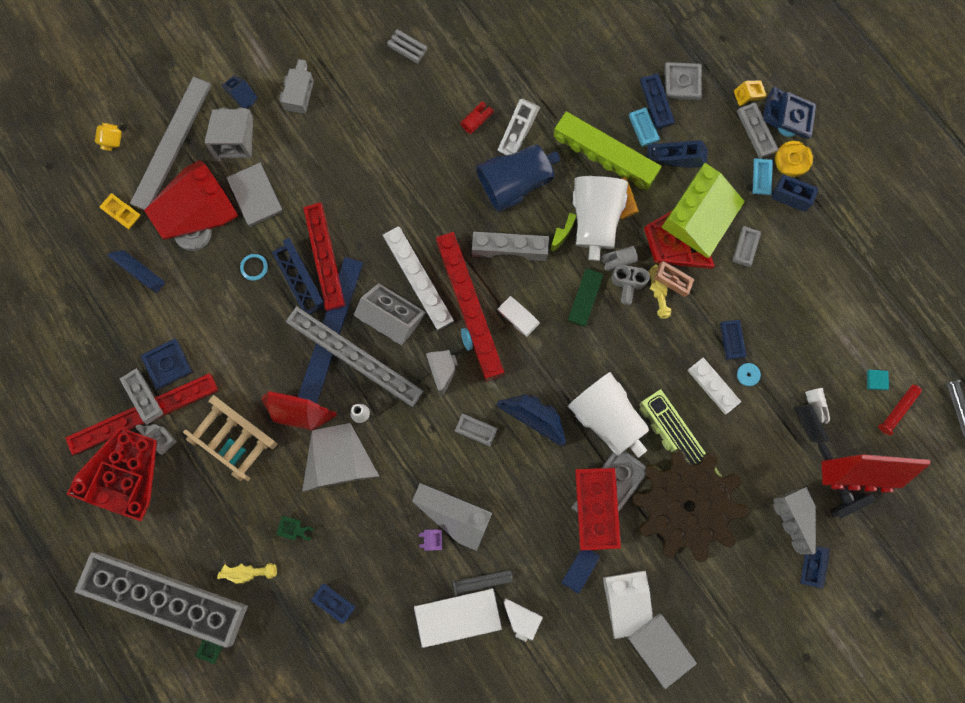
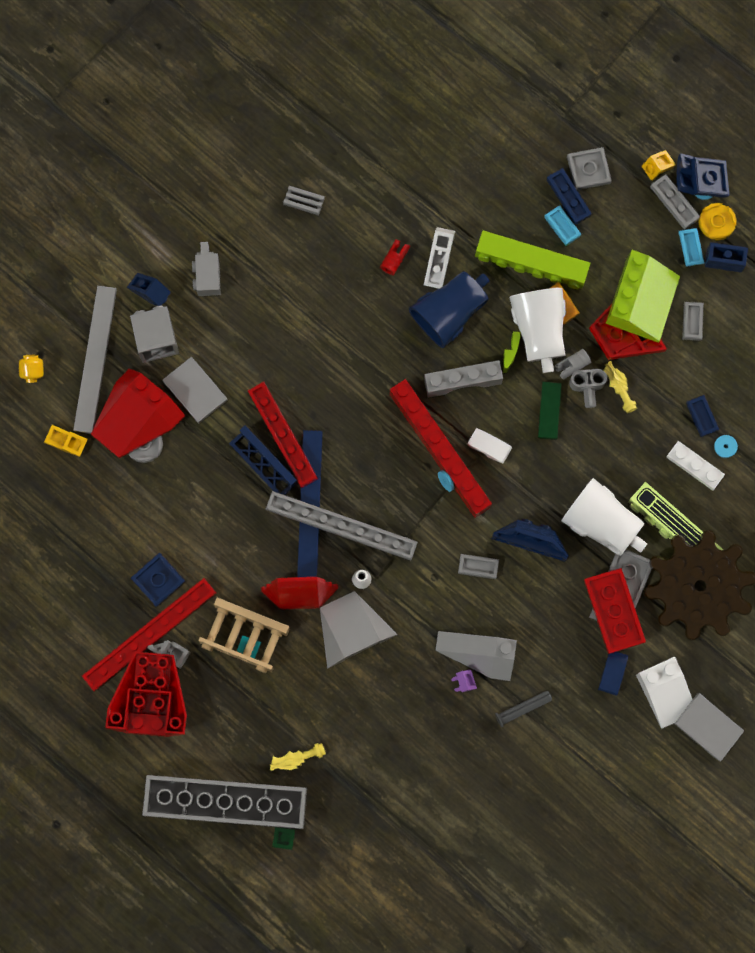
camera: 15 degrees left, 0 degrees up
(137, 270) = (101, 495): dark blue slope -> none
(141, 396) = (145, 616): light grey plate -> none
(254, 278) = (218, 473): medium azure piece -> none
(290, 528) = (327, 705): dark green plate -> none
(333, 603) = (388, 764): dark blue plate -> none
(389, 313) = (363, 475): light grey slope -> none
(418, 278) = (381, 433): white plate -> none
(442, 368) = (430, 516): light grey slope -> none
(457, 618) = (509, 747): white tile -> none
(522, 620) = (571, 733): white slope -> none
(673, 281) = (631, 373): nougat tile -> none
(679, 154) = (603, 245): dark blue slope -> none

